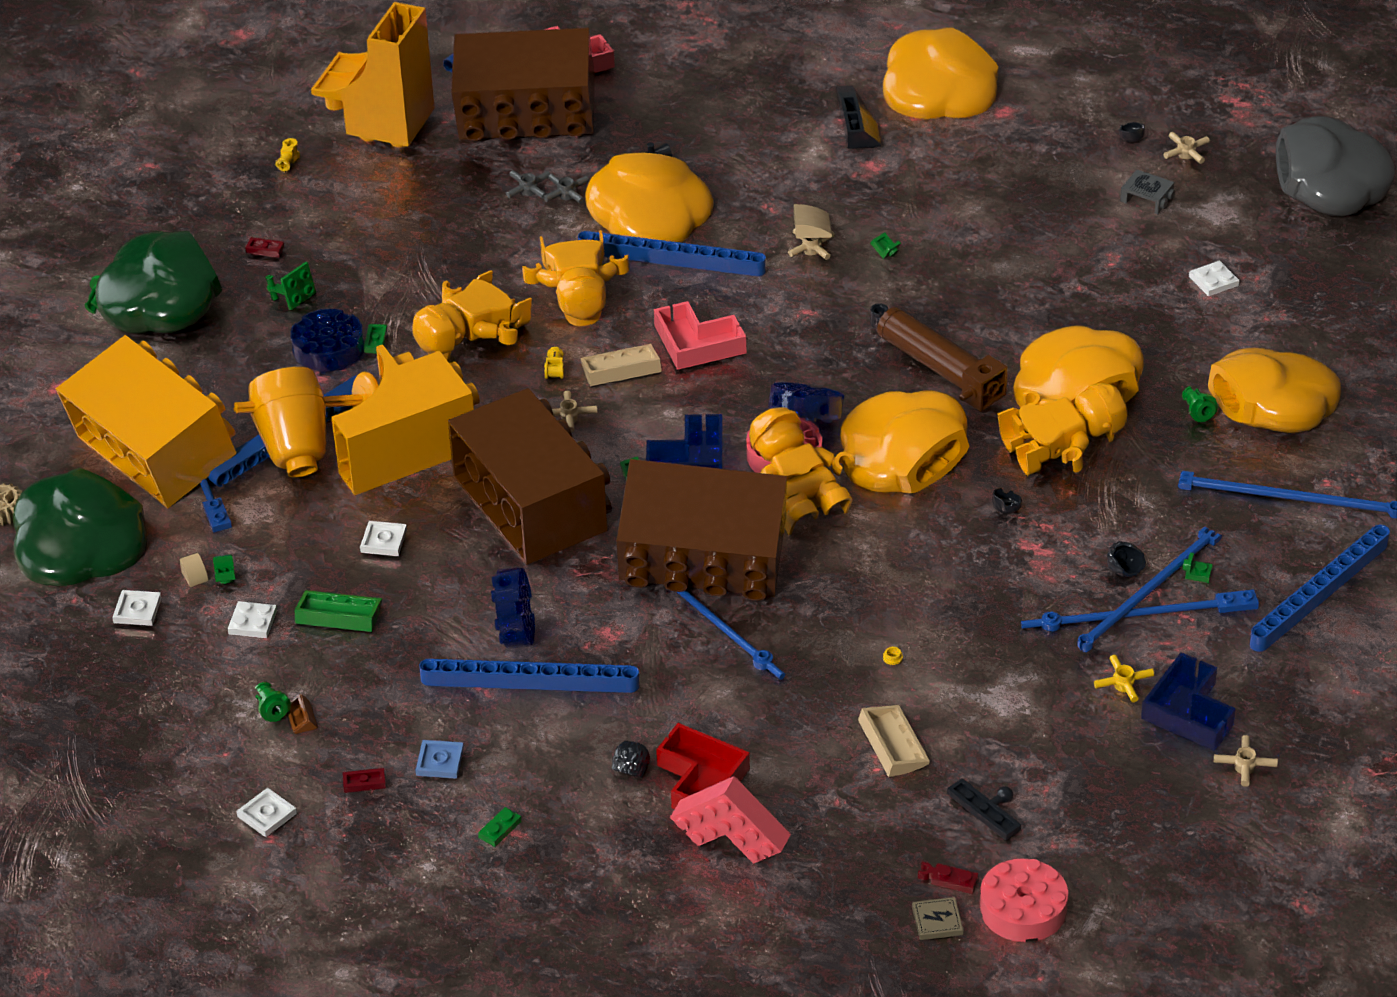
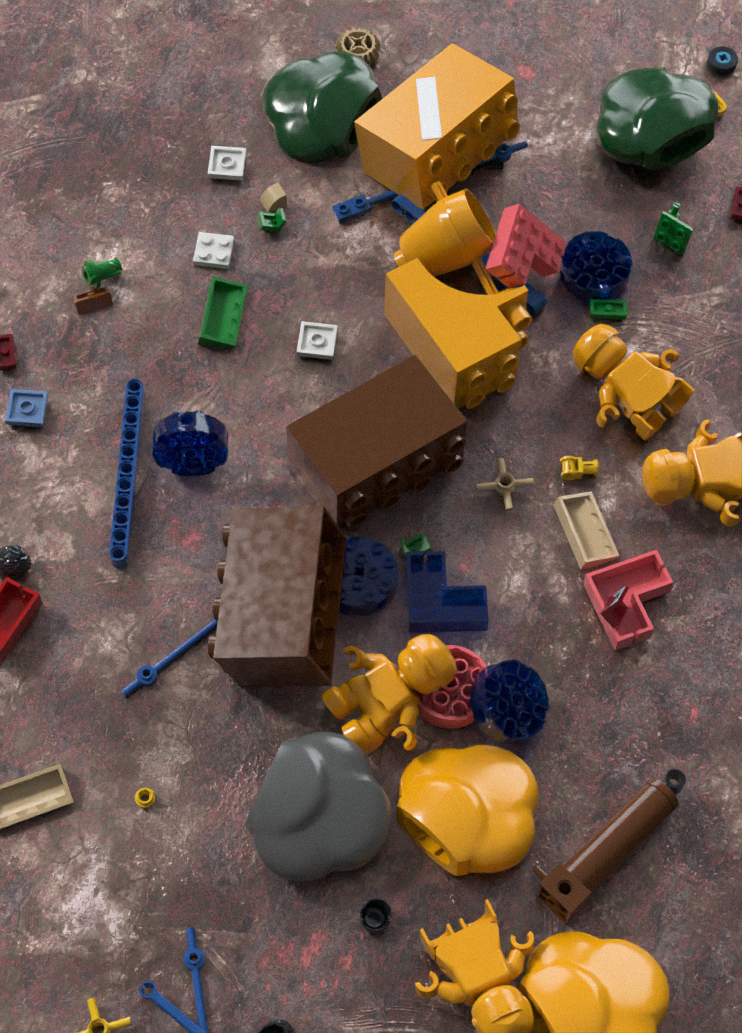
camera: 85 degrees right, 20 degrees up
(81, 250) = (722, 67): none -> black bush
(146, 399) = (428, 108): none -> white sticker
(321, 361) = (521, 244): none -> coral piece
(710, 331) = (615, 608): none -> dark red panel
(910, 522) = (319, 809): none -> dark grey plant

